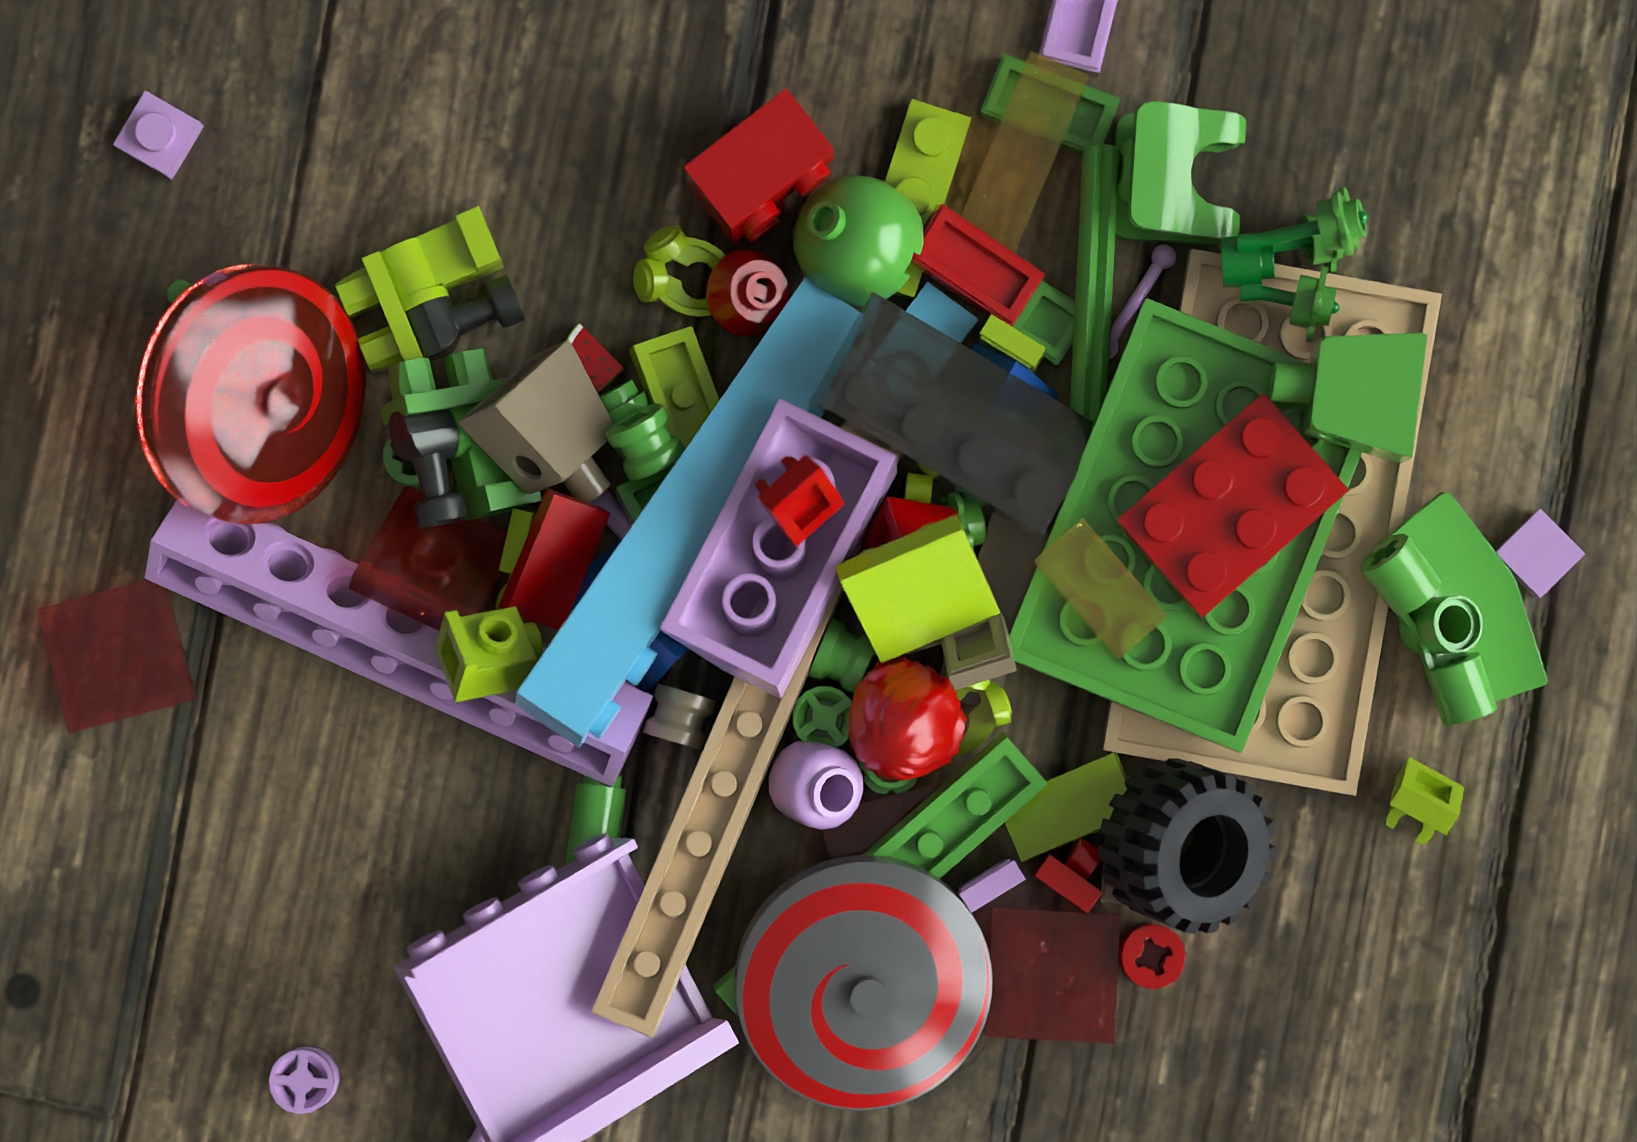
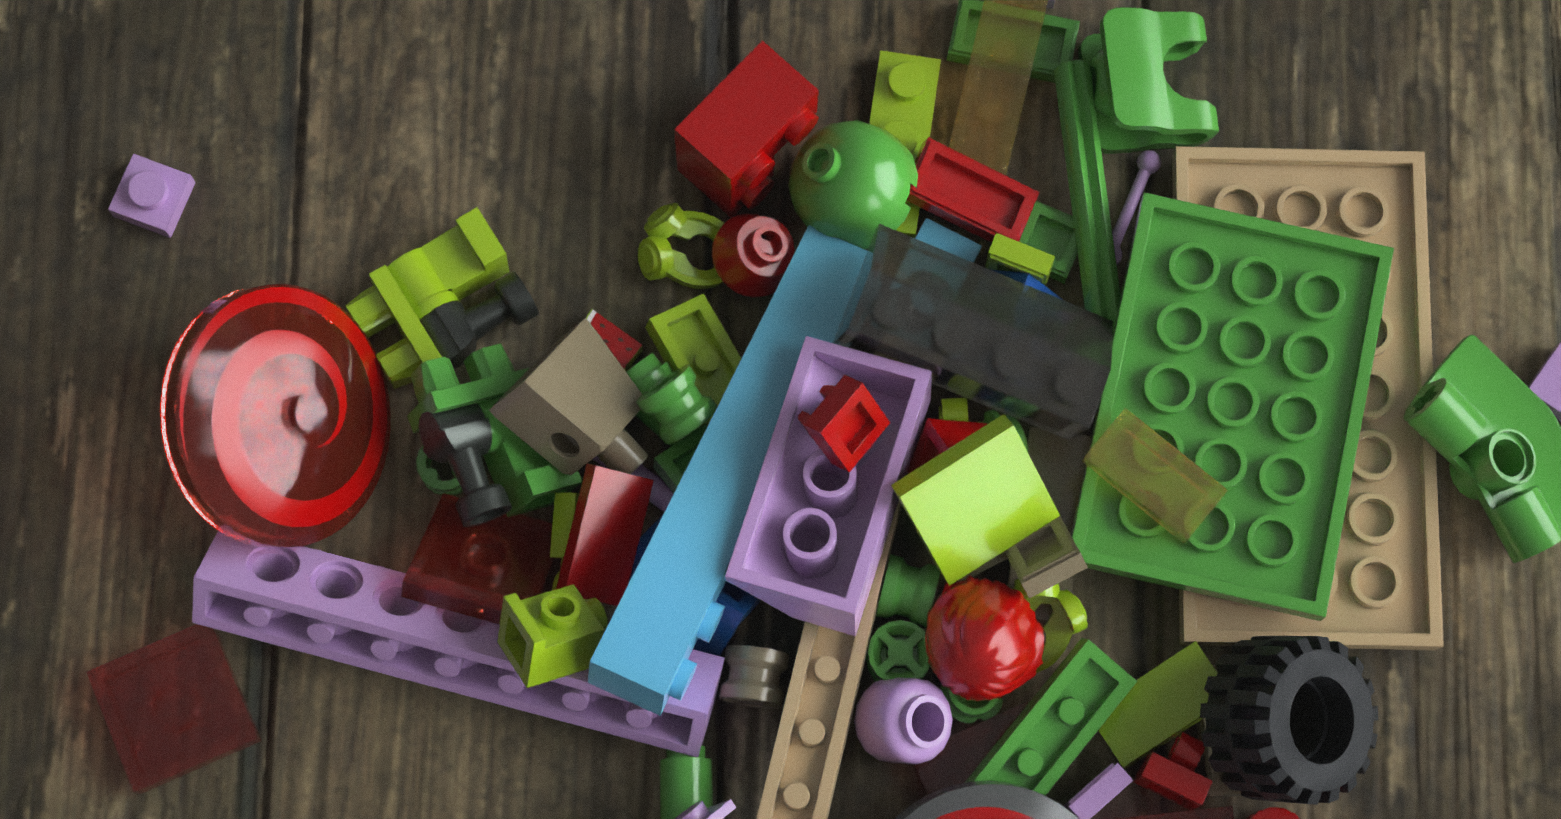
camera: 10 degrees left, 10 degrees down
(1232, 505) = (1267, 375): red plate -> none
(1324, 240) = (1298, 118): plant -> none
(1358, 391) = (1372, 244): bright green torso -> none
(1425, 797) = (1511, 636): lime tile -> none

